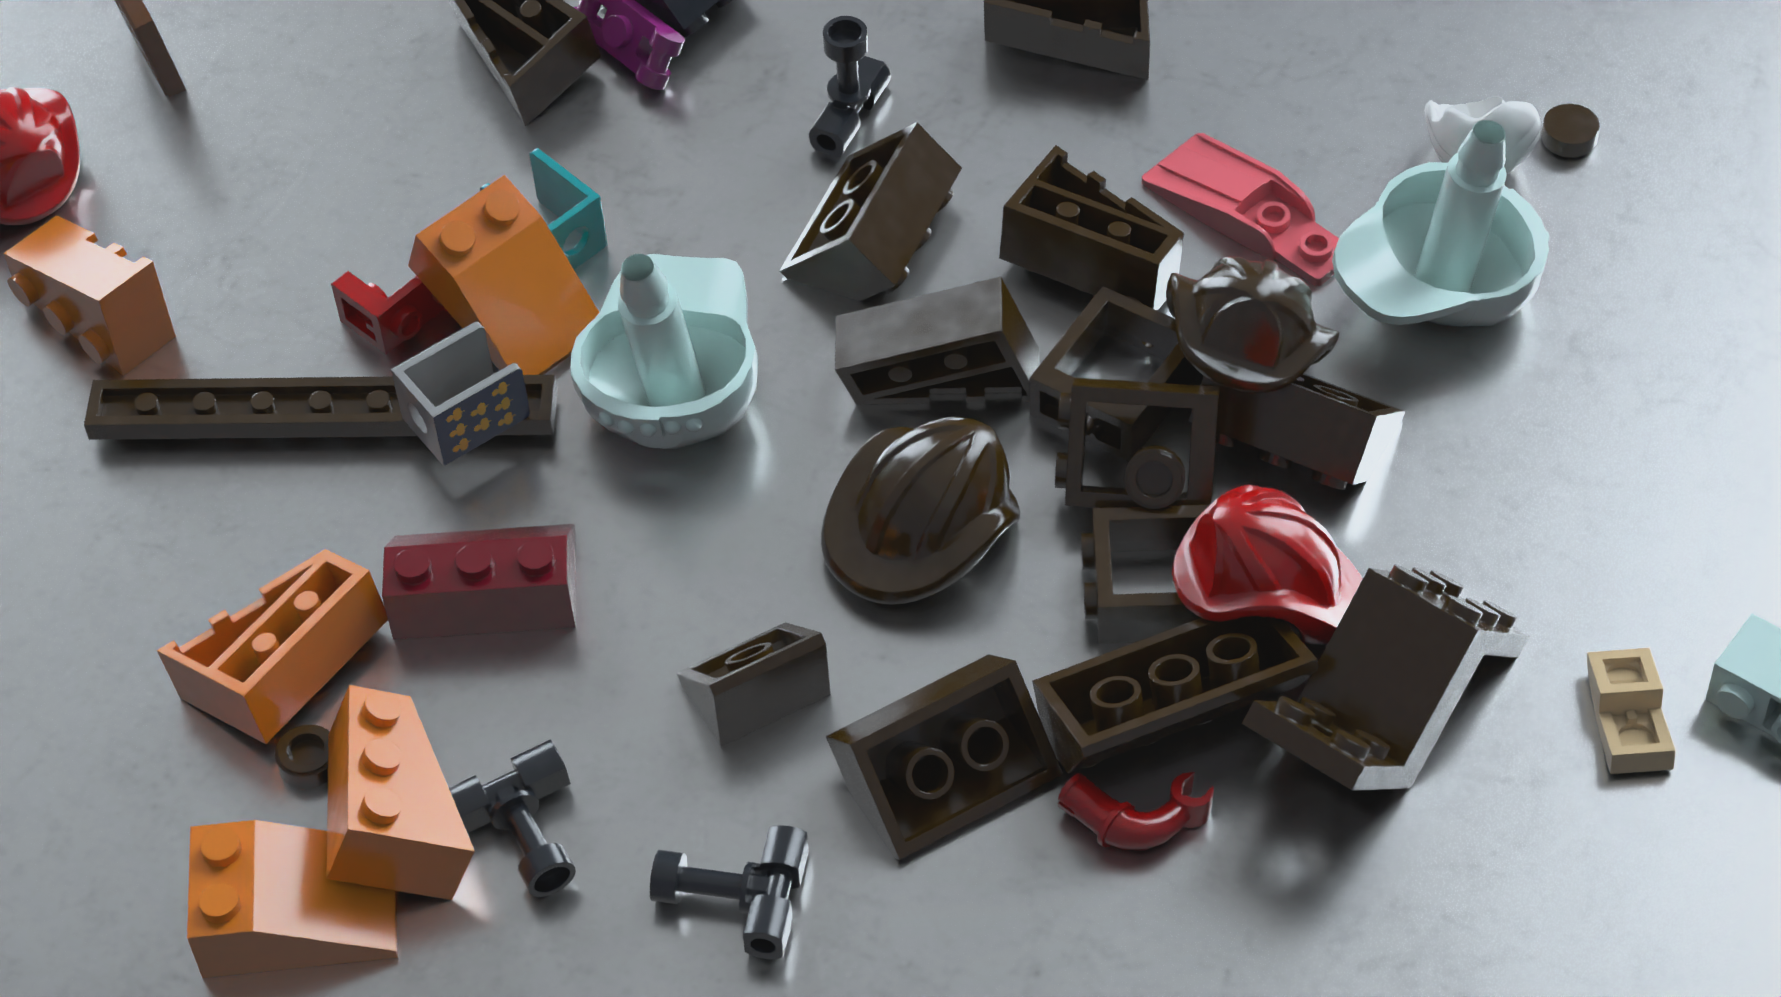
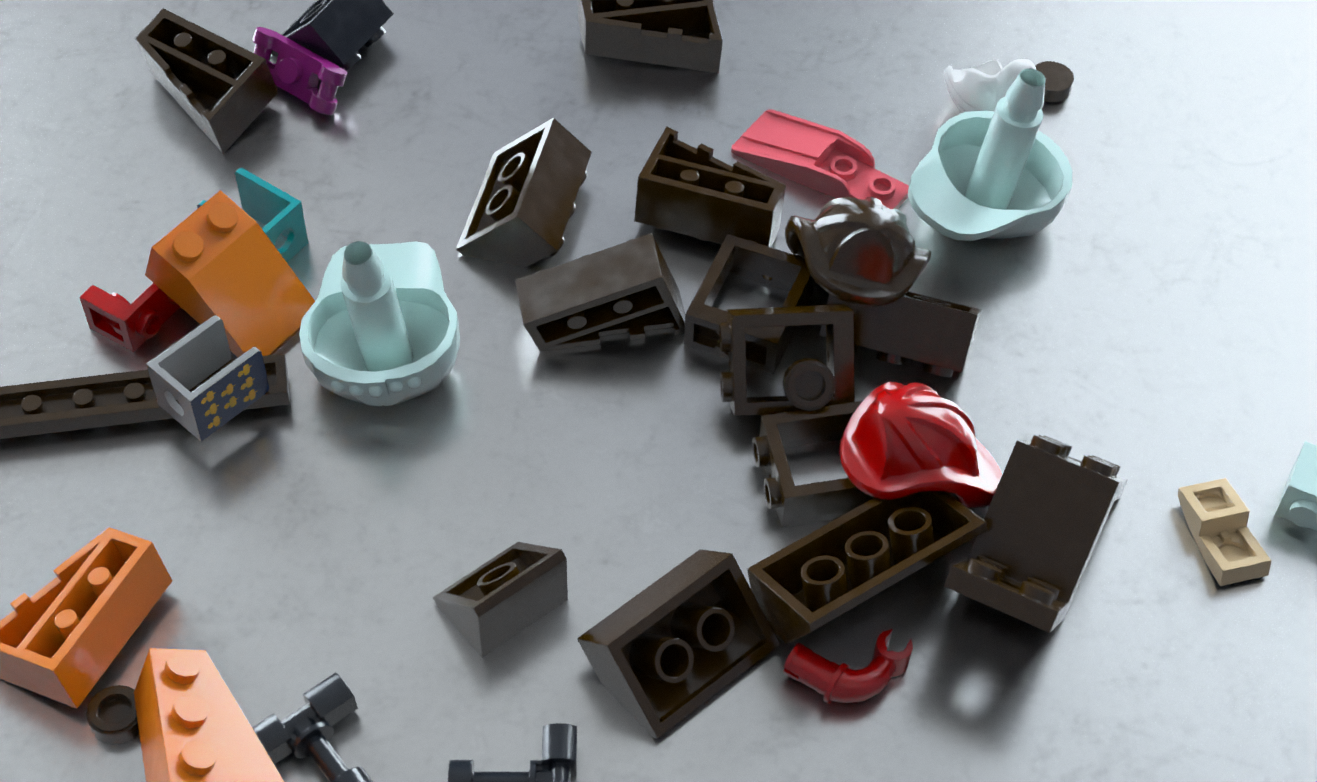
camera: 15 degrees left, 0 degrees up
(480, 581) = (247, 538): dark red slope -> none
(855, 86) = (489, 98): black bar -> none
(918, 510) = (614, 434): dark brown piece -> none

